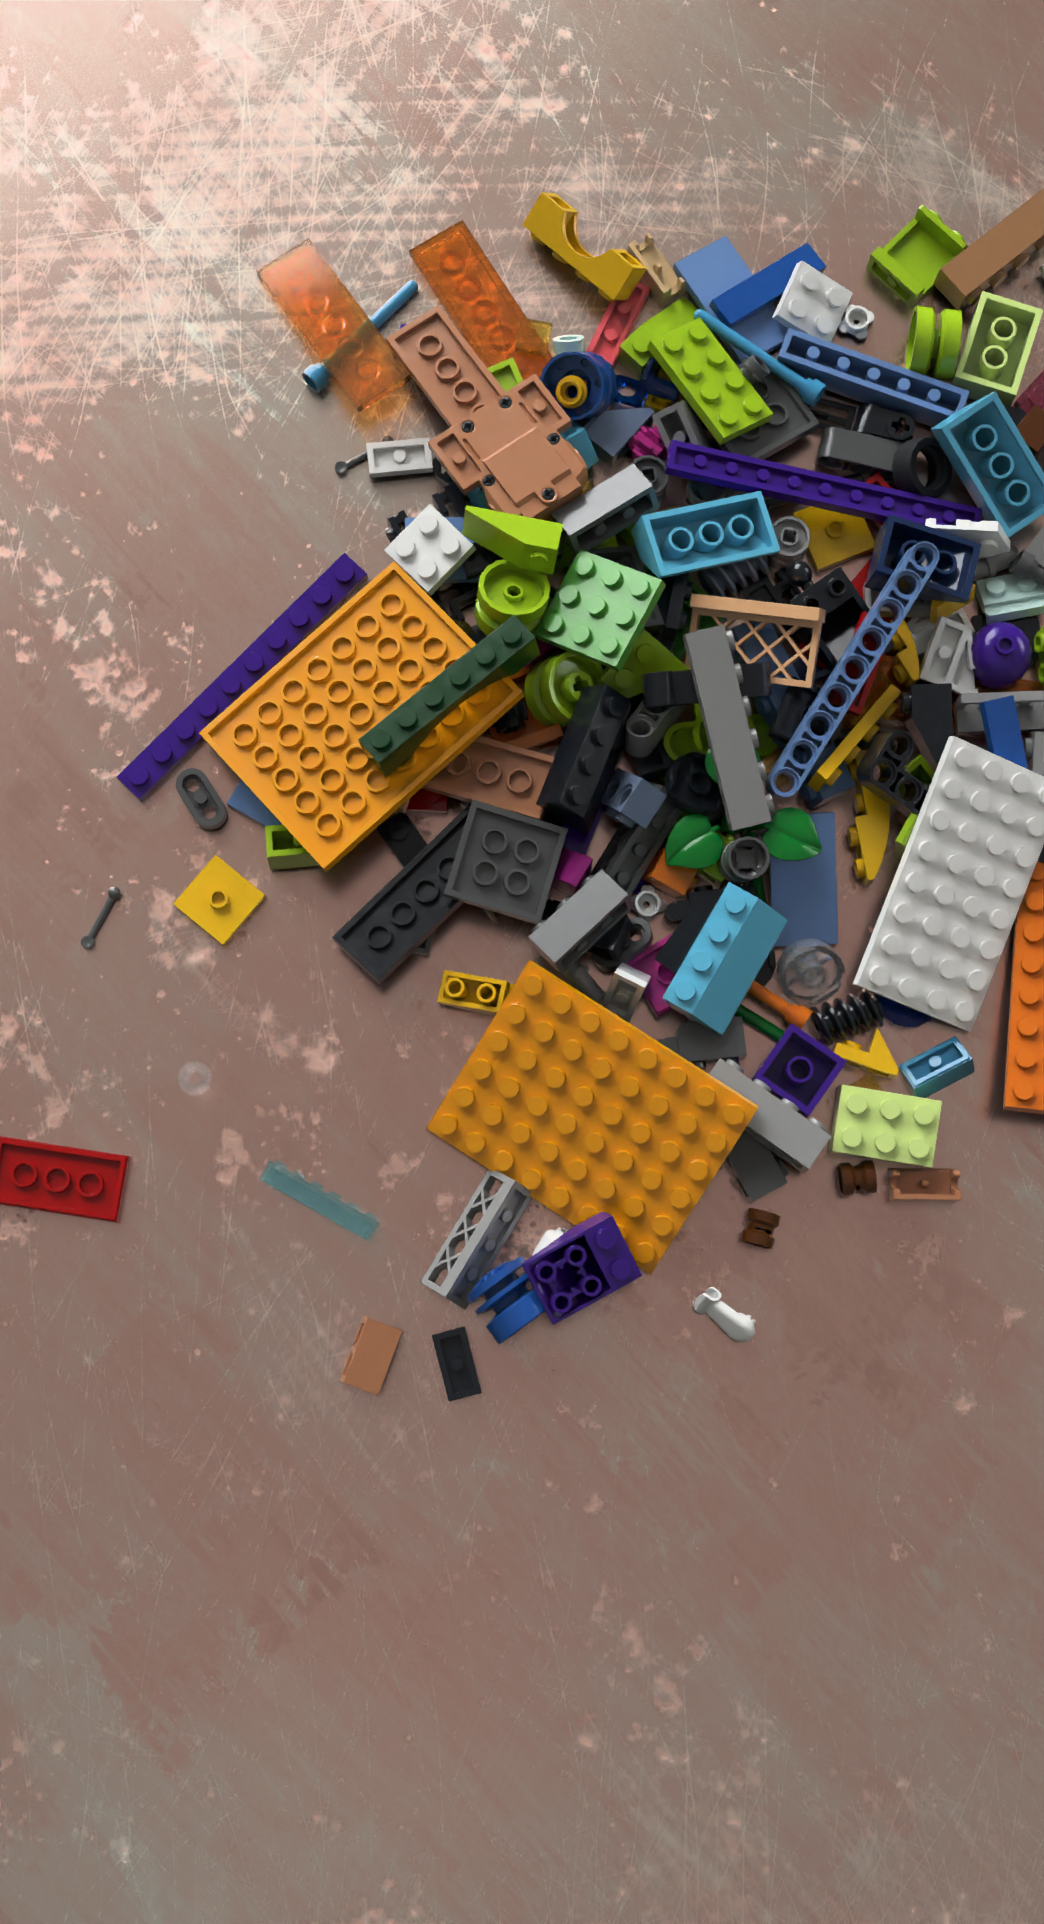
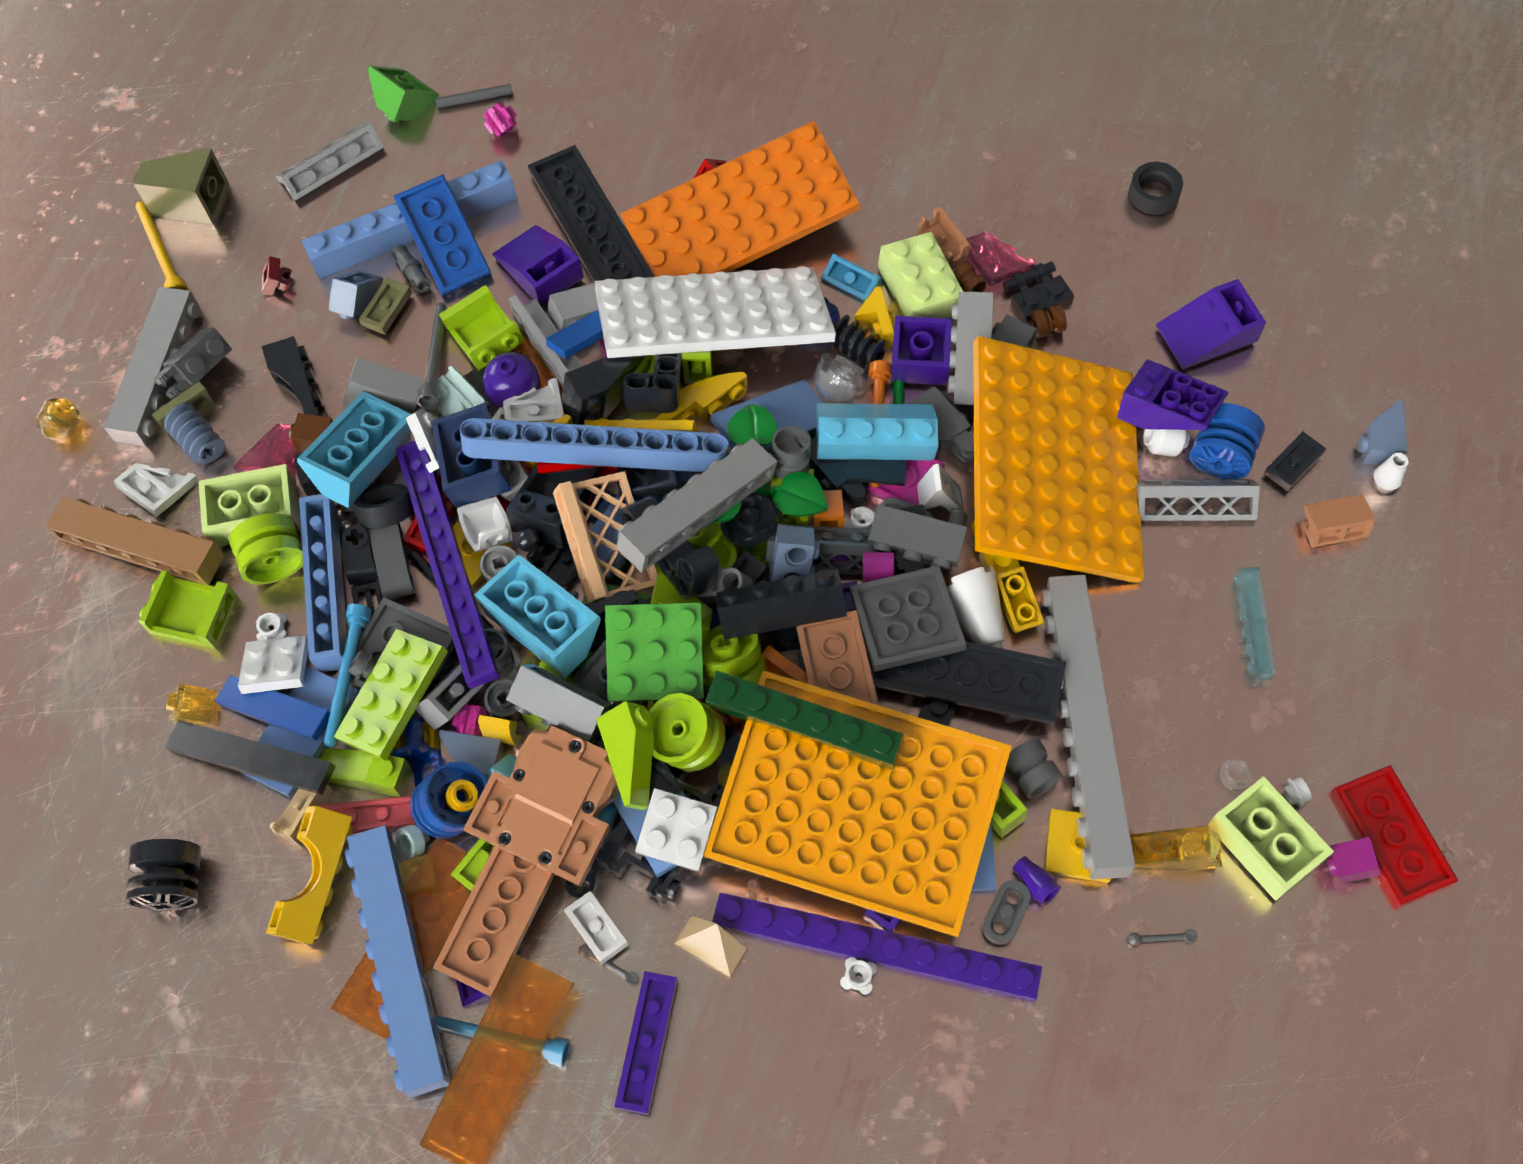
camera: 115 degrees left, 15 degrees down
(55, 1119) = (1353, 860): none -> magenta brick
(117, 1058) = (1270, 838): none -> yellowish green brick
(145, 1119) = (1297, 792): none -> white plate
(164, 971) = (1177, 849): none -> clear yellow slope
(210, 841) = (1041, 884): none -> dark purple cone
(225, 638) = (856, 966): none -> white plate
(279, 448) = (646, 1043): none -> dark purple plate
(307, 900) = (1035, 771): none -> dark grey wheel
(317, 971) = (1088, 730): none -> light grey brick
(328, 545) = (711, 945): none -> tan slope
(395, 1442) = (1391, 472): none -> white cone
(426, 1471) = (1384, 436): none -> sand blue slope
(466, 283) = (397, 963): none -> medium blue brick
(488, 947) = (978, 606): none -> white cone
(622, 456) = (500, 729): none -> yellow slope
(654, 1387) = (1212, 325): none -> dark purple slope
(659, 133) = (163, 874): none -> black wheel
(727, 245) = (250, 757): none -> black tile
(734, 1324) = (1126, 303): white piece -> none
(796, 1242) = (1042, 296): none -> black plate
(816, 222) = (191, 703): none -> clear yellow bracket
(844, 546) = (485, 524): none -> white piece
(870, 1227) = (996, 259): none -> clear pink wing
(885, 1459) = (1160, 172): none -> black tyre

